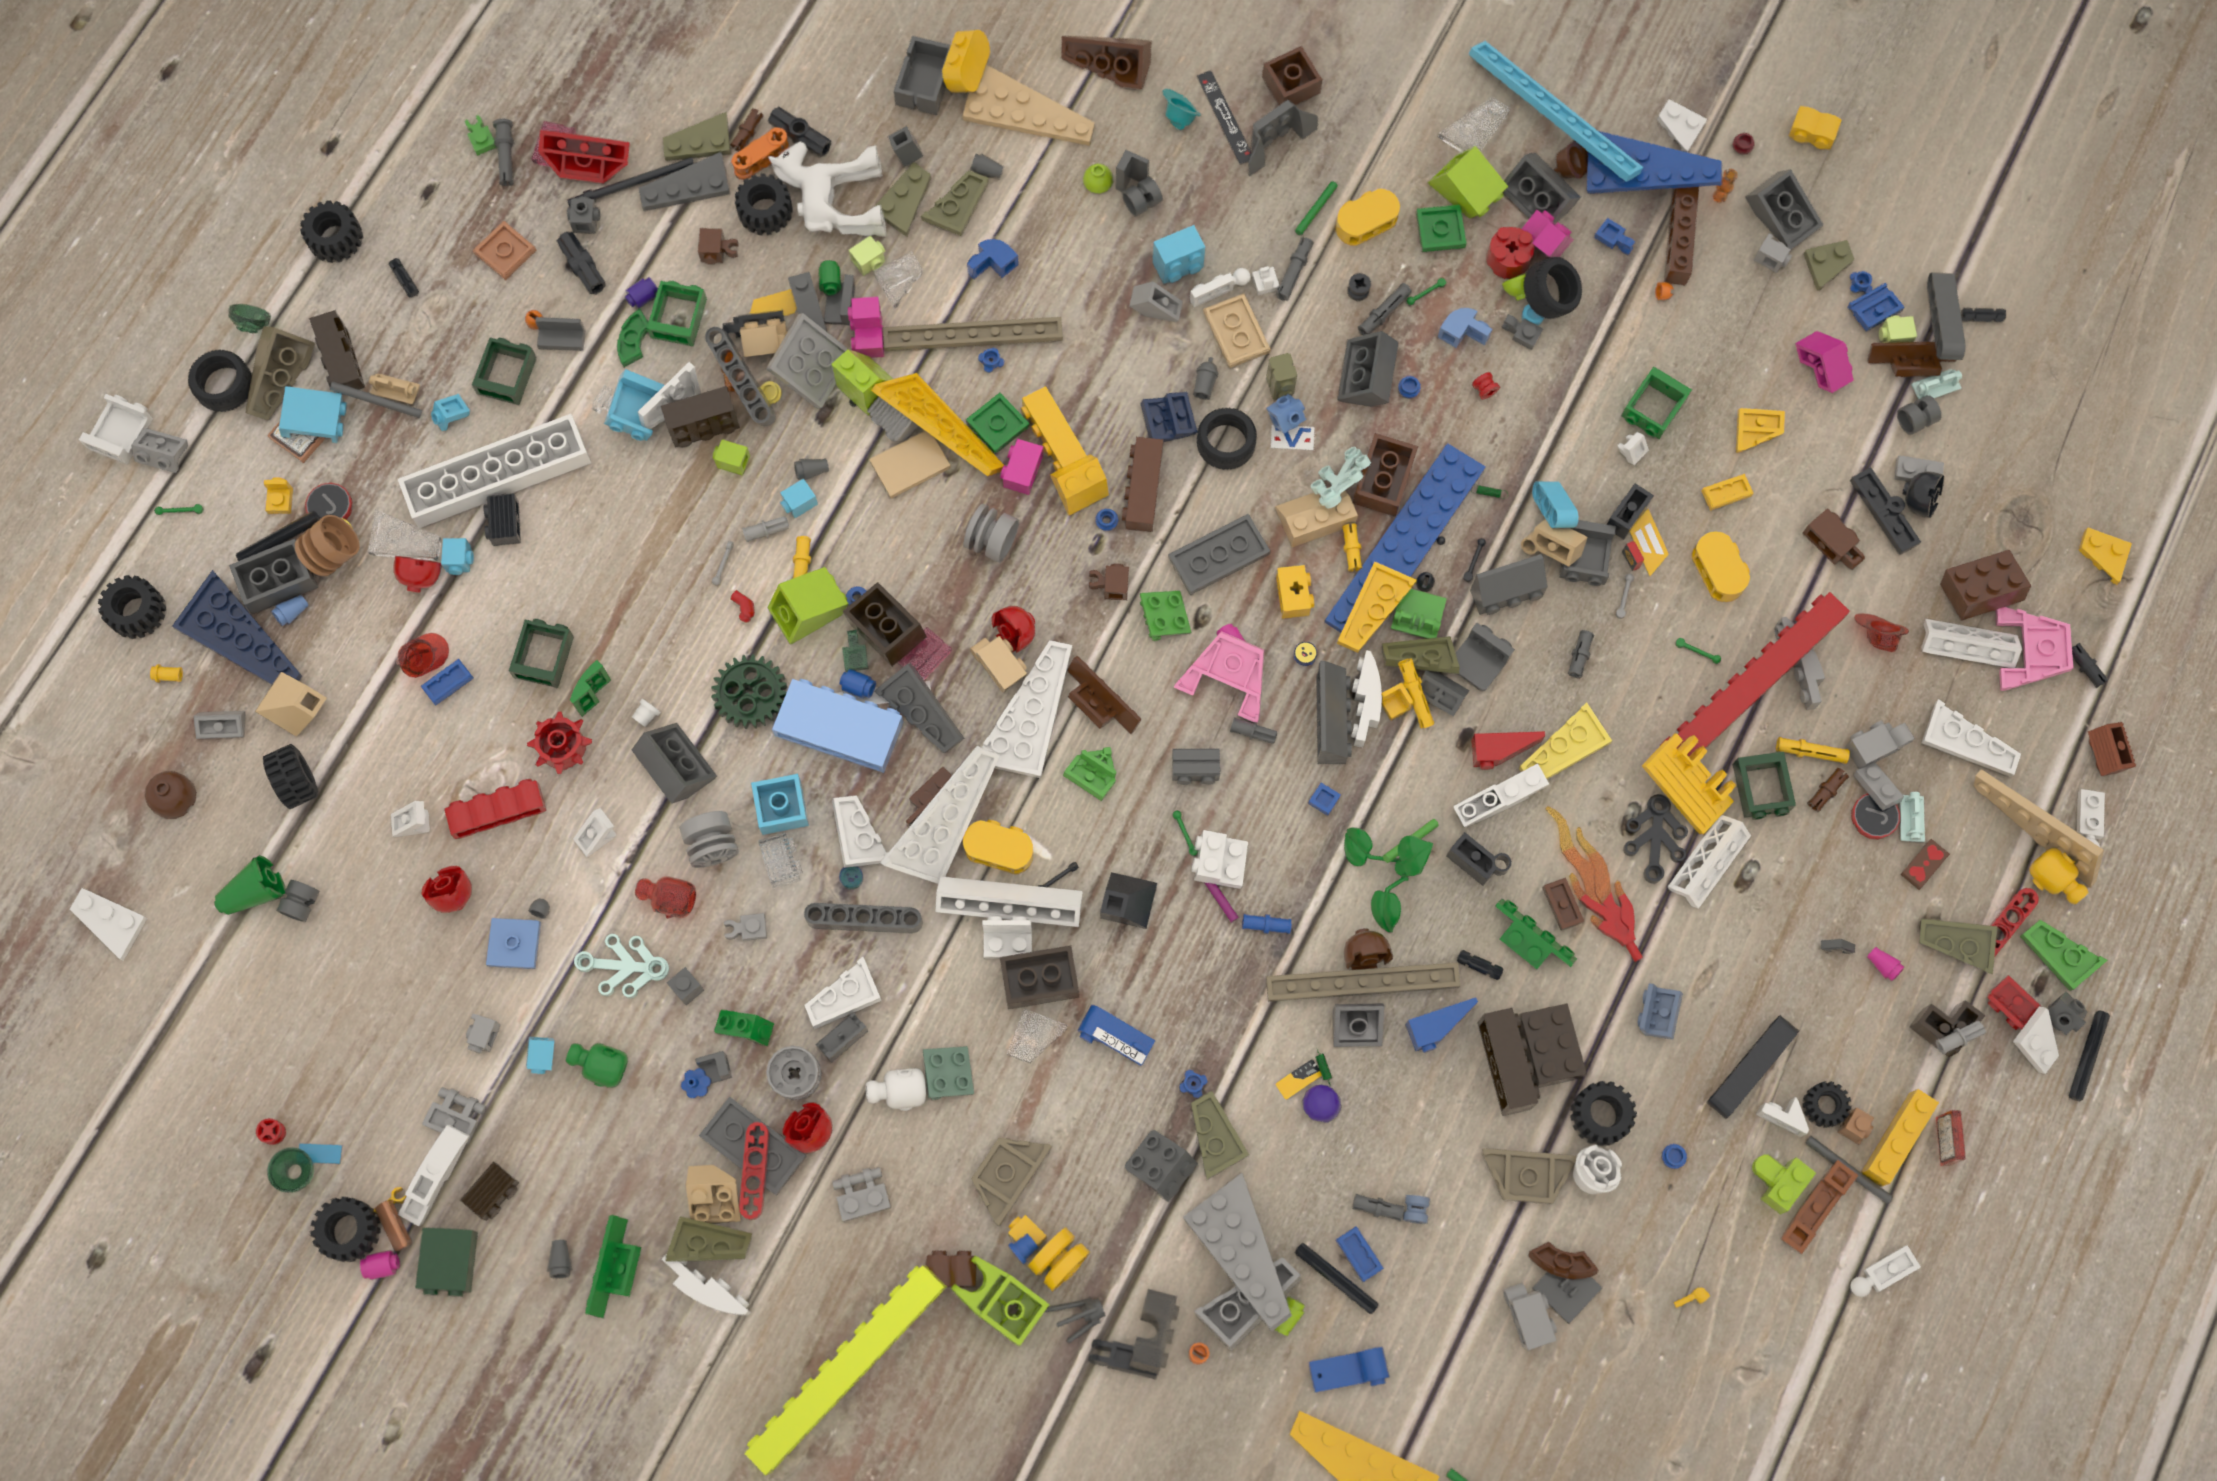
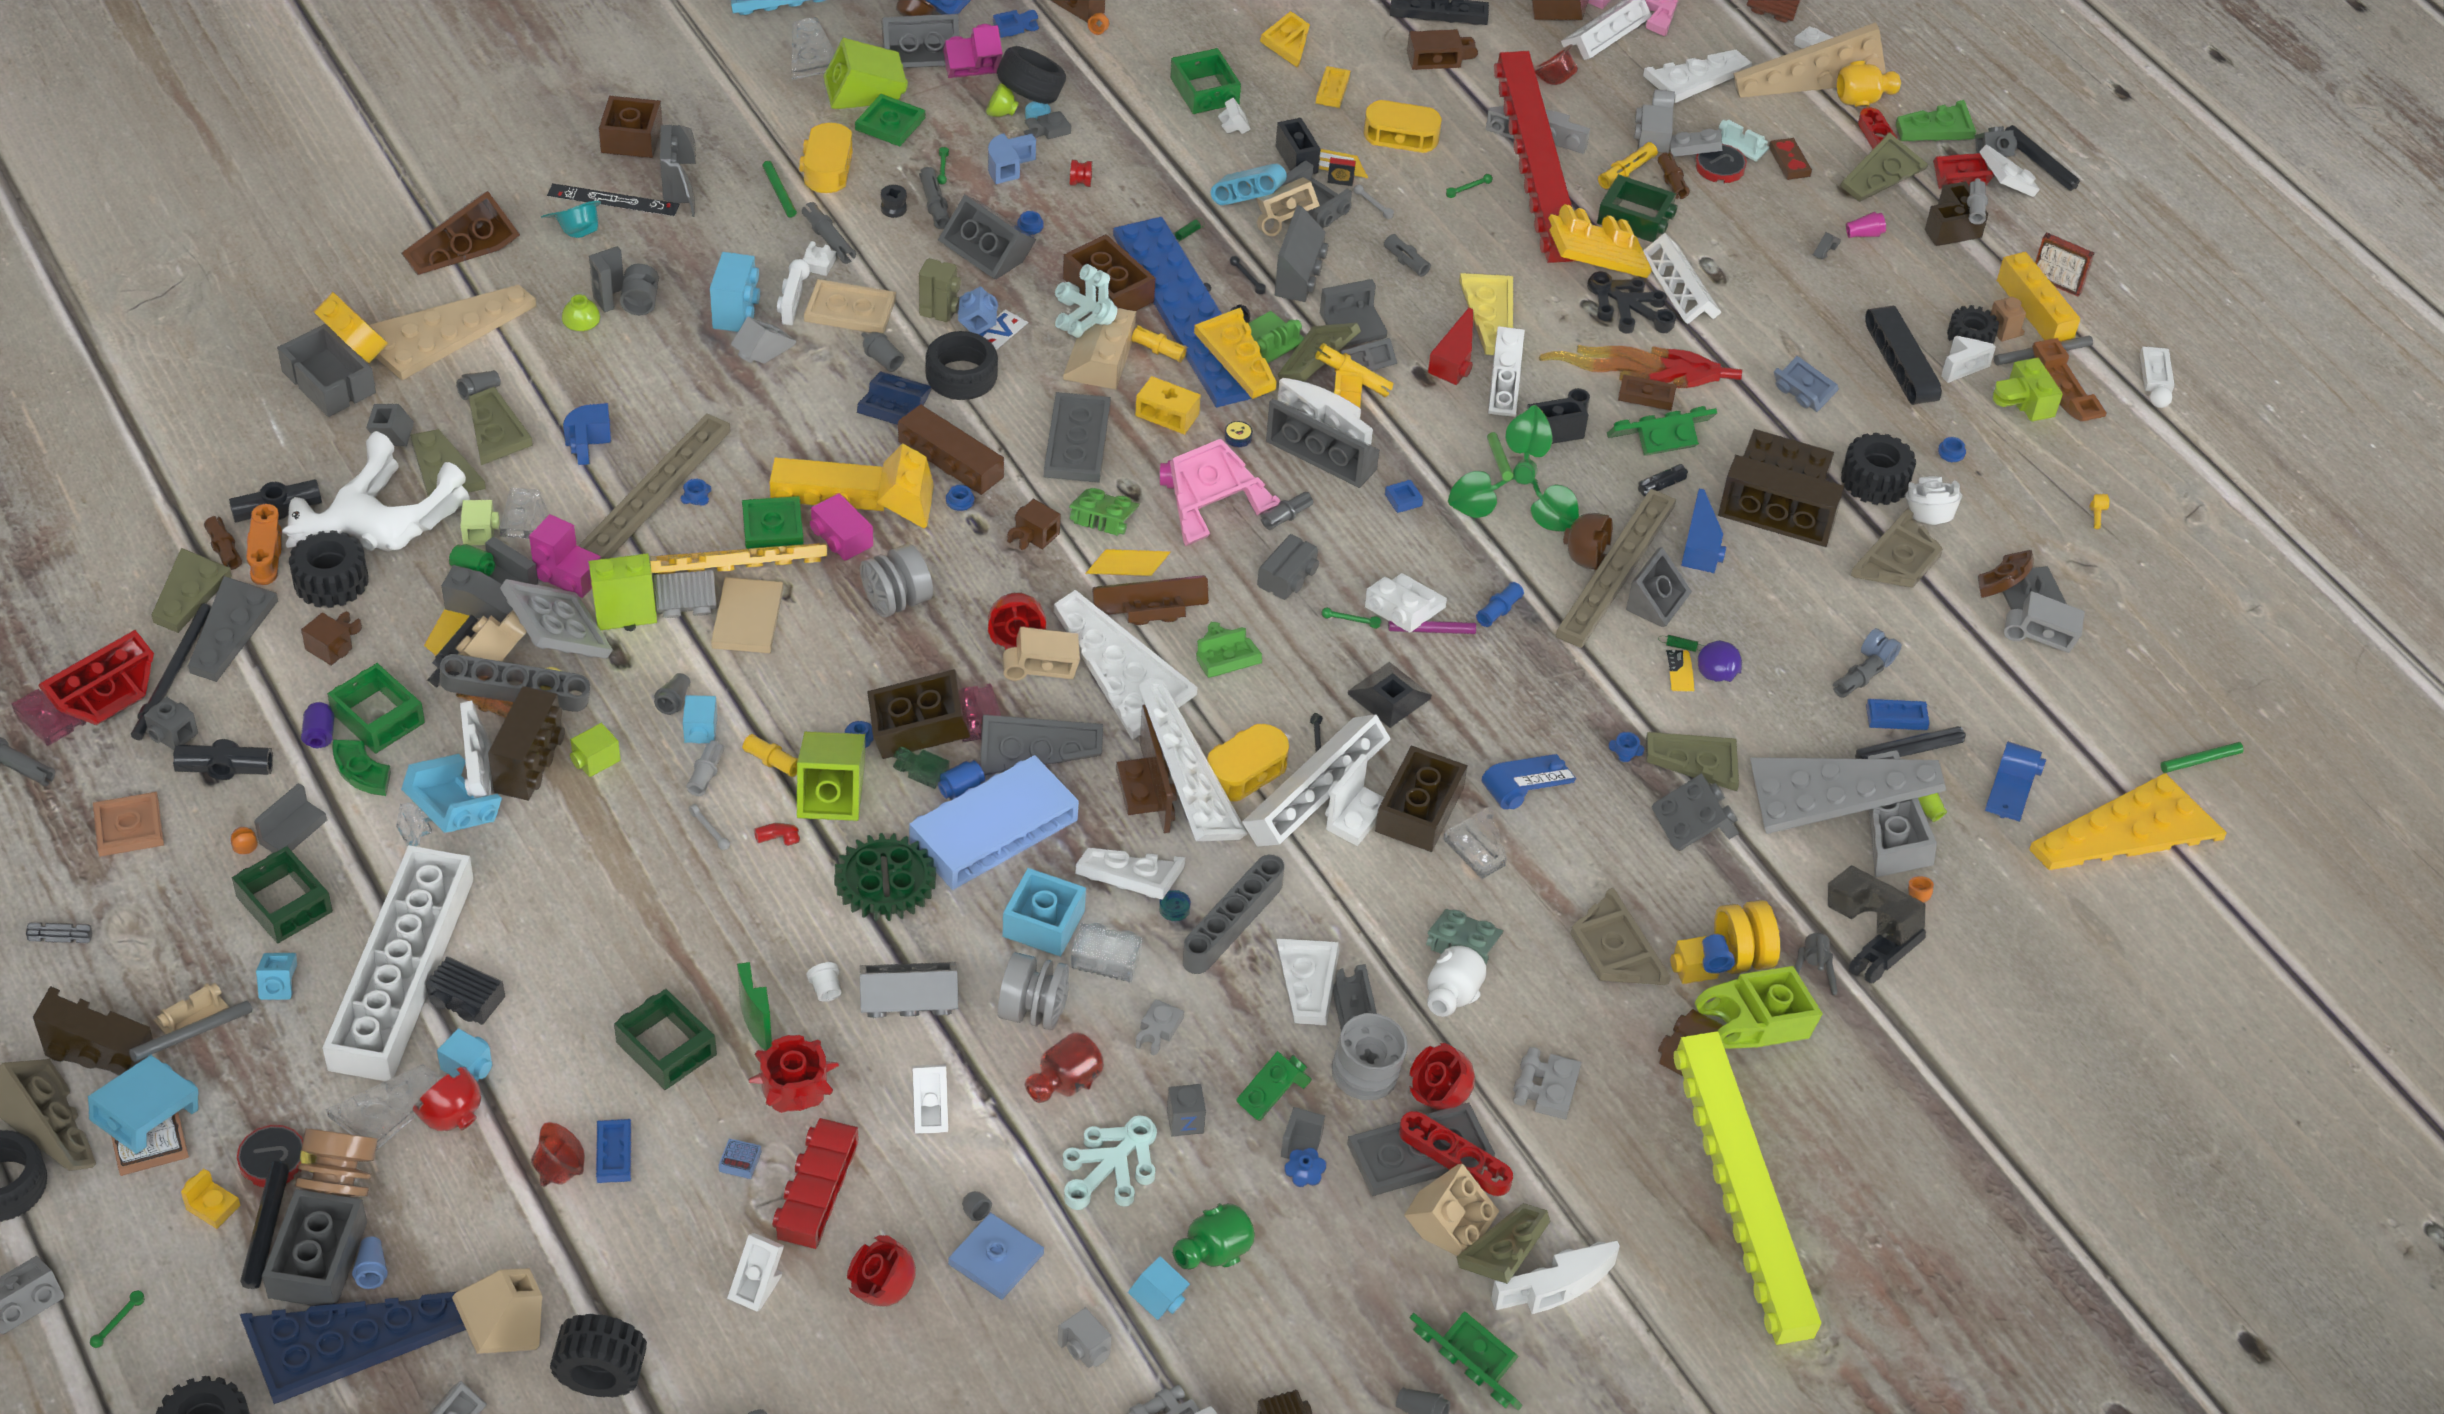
camera: 60 degrees left, 25 degrees down
(489, 754) = (740, 1158): none -> medium blue tile
(1132, 660) = (1128, 562): none -> yellow sticker
(1510, 252) = (964, 87): red brick -> none

